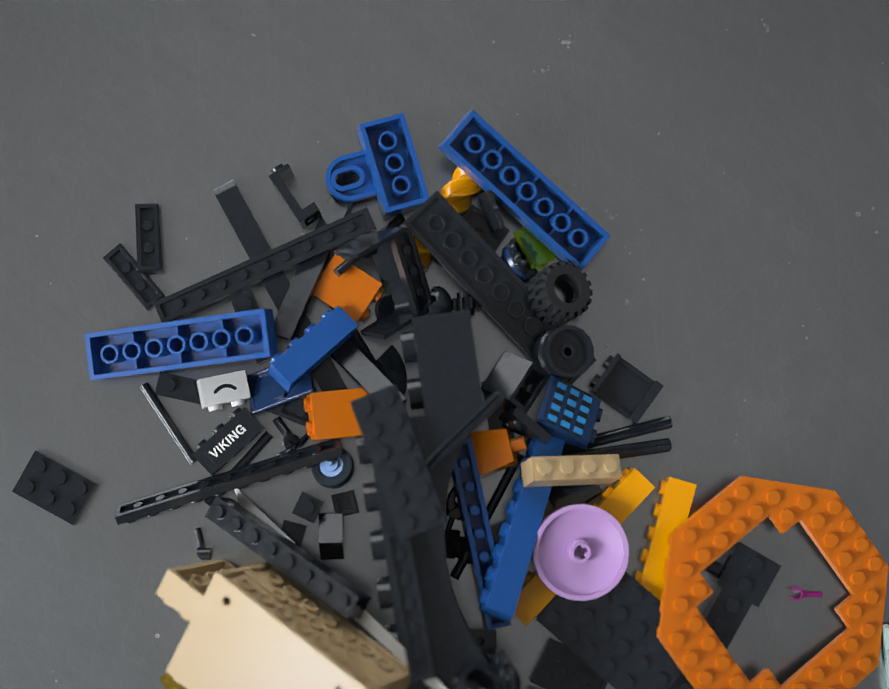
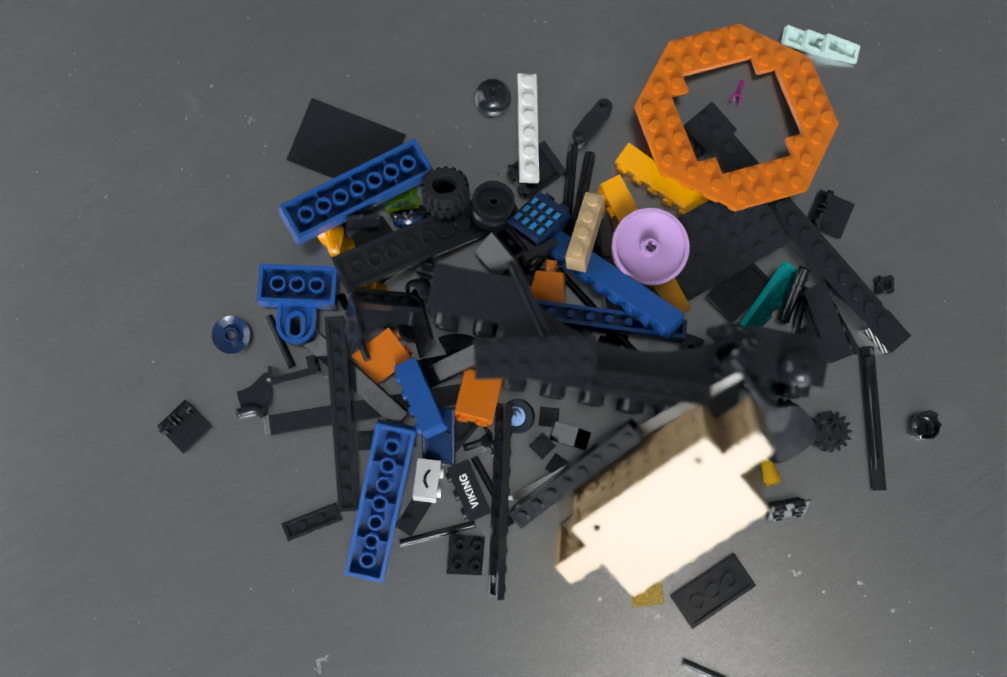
camera: 70 degrees left, 0 degrees up
(54, 487) = (456, 641): black plate -> none
(148, 238) = (285, 500): black tile -> none
(154, 463) = (465, 554): none -> black hinge
(191, 95) = (184, 426): none -> black hinge
(203, 553) = (548, 540): black hand -> none
(249, 163) = (255, 398): none -> black arm
(307, 100) = (221, 332): none -> dark blue dish
(321, 171) = (281, 343): none -> black bar
(579, 152) = (338, 141): none -> black piece
(671, 361) = (527, 128): none -> white plate
(692, 308) = (492, 97): none -> black cylinder
(705, 433) = (591, 122): none -> black piece

